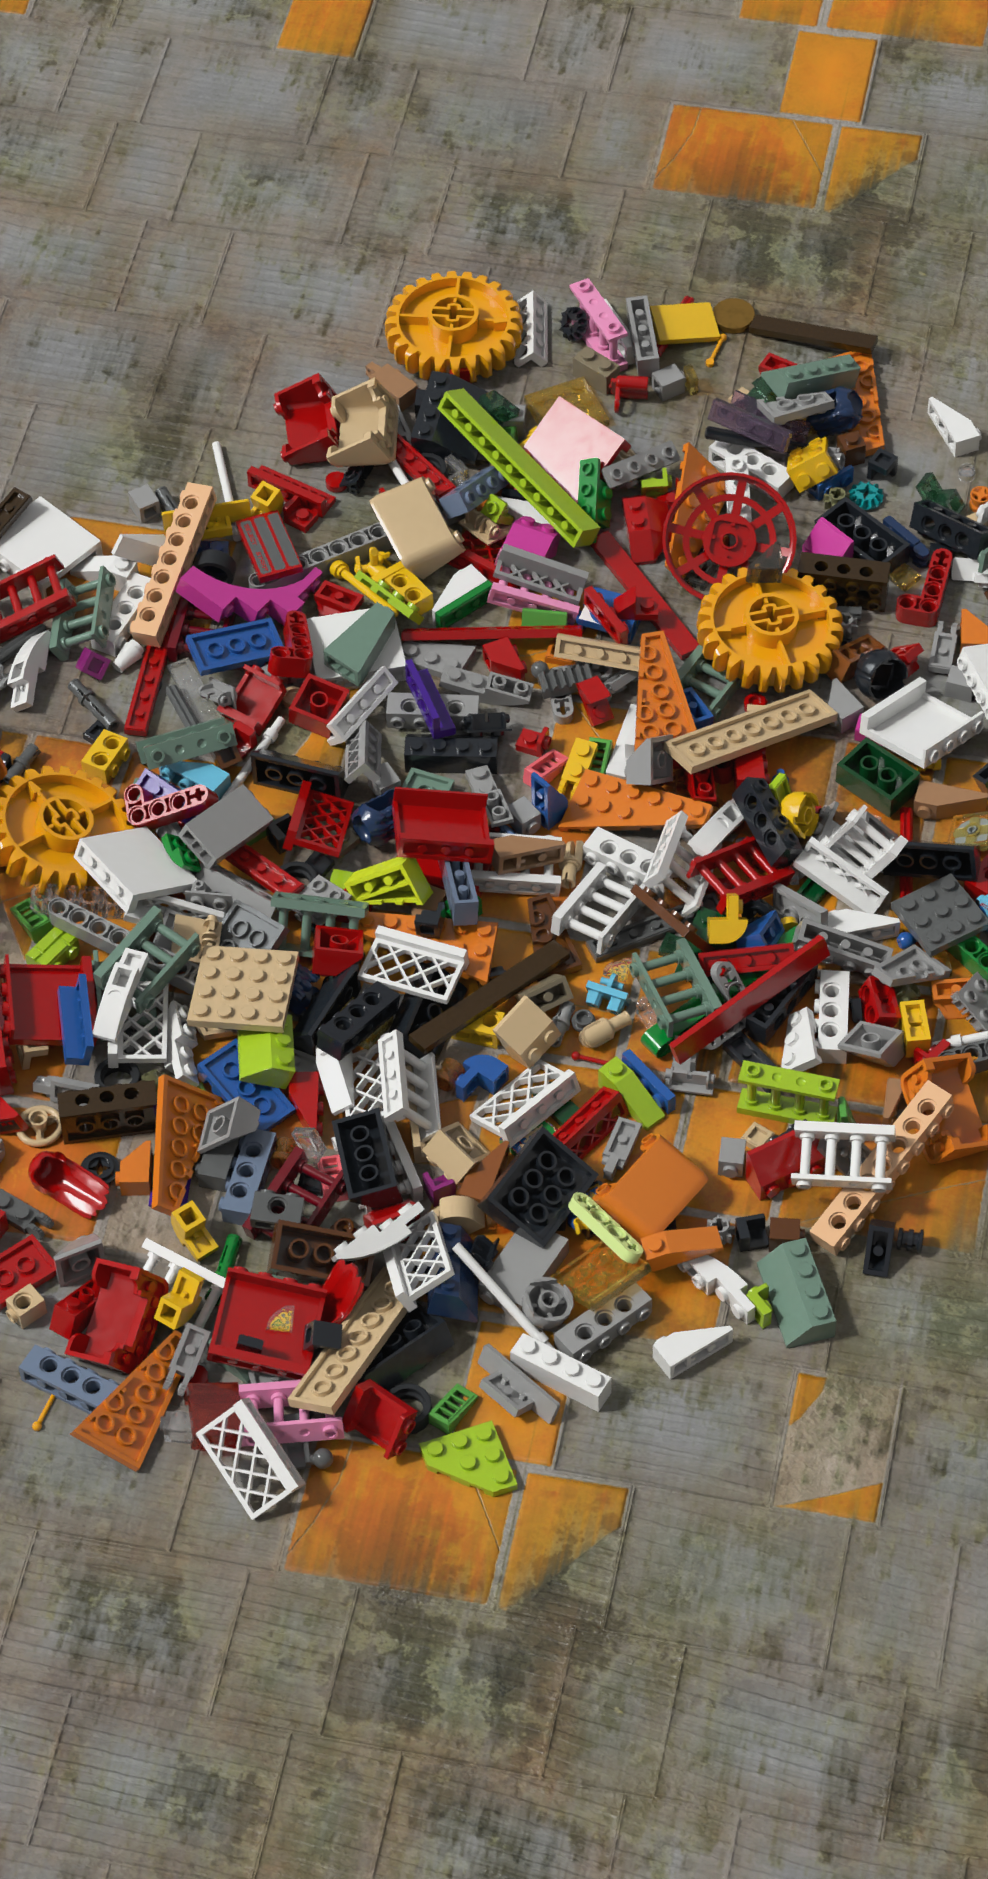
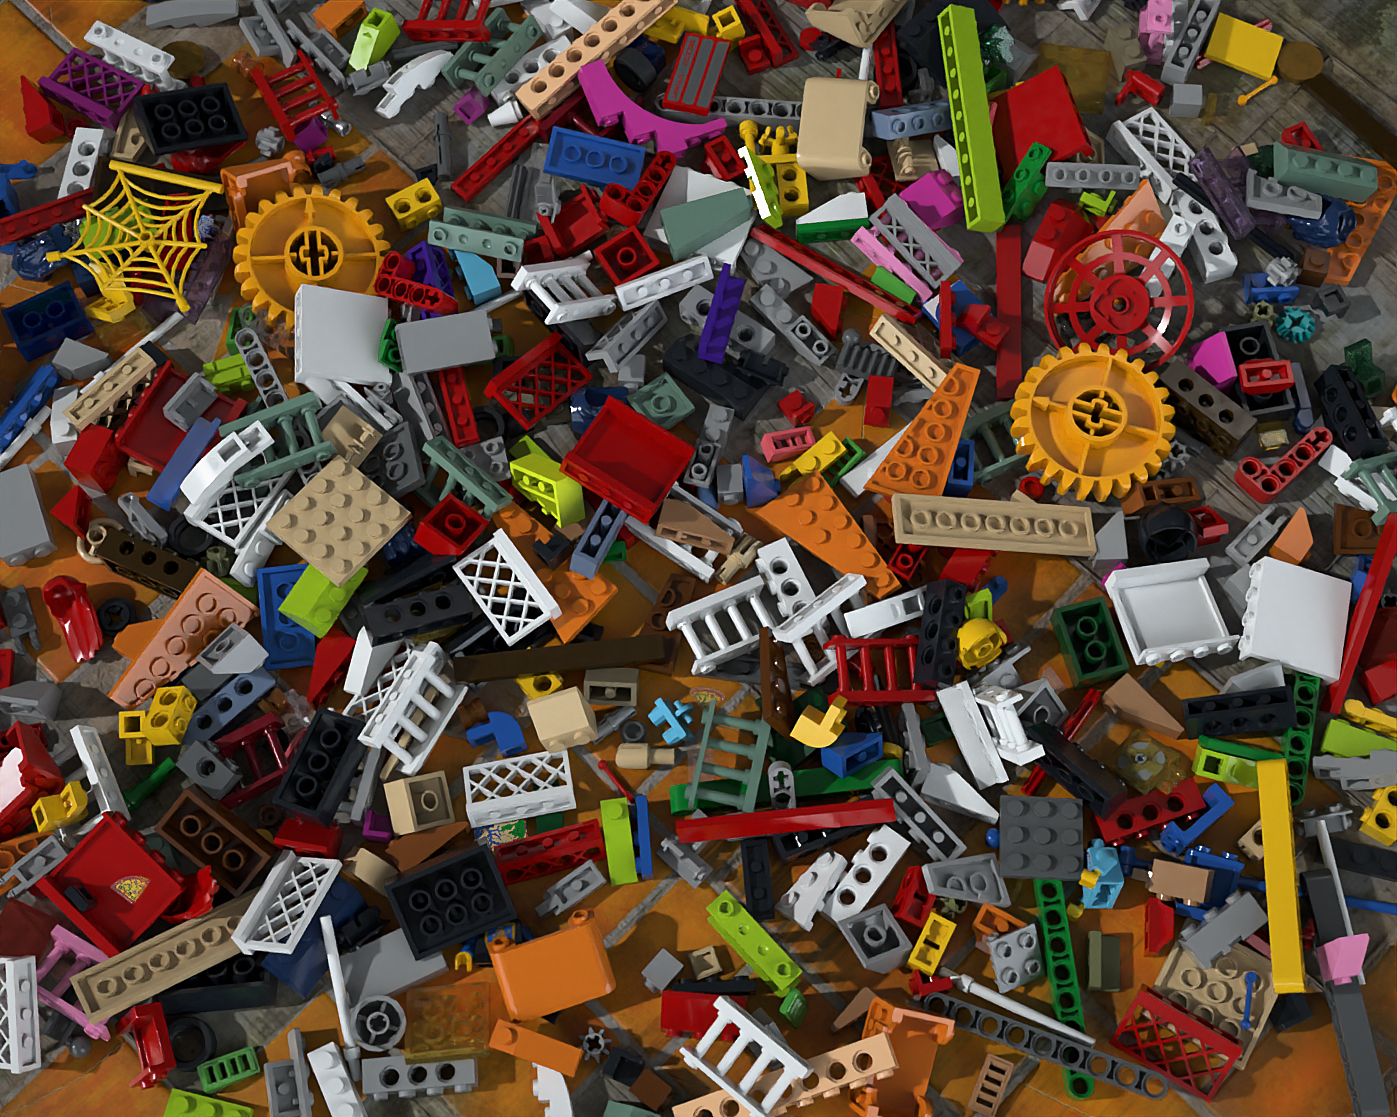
camera: 35 degrees right, 15 degrees up
(45, 978) = (190, 402): none -> light grey hinge
(212, 1197) = (169, 715): none -> yellow brick
(281, 740) = (565, 273): none -> white fence
(322, 1335) = (150, 930): black panel -> none
(371, 1241) = (258, 863): white slope -> none
(497, 510) = (925, 152): lime bracket -> none
(605, 1228) = (480, 985): yellowish green beam -> none
(650, 763) = (870, 506): light grey slope -> none
(654, 434) = (1134, 153): none -> white fence
(748, 958) = (817, 772): red plate -> none
(767, 567) = (1126, 359): clear smoke slope -> none
(811, 464) = (1257, 265): yellow bracket -> none
(855, 1005) = (894, 882): black tile -> none
(875, 532) = (1265, 376): none -> red slope

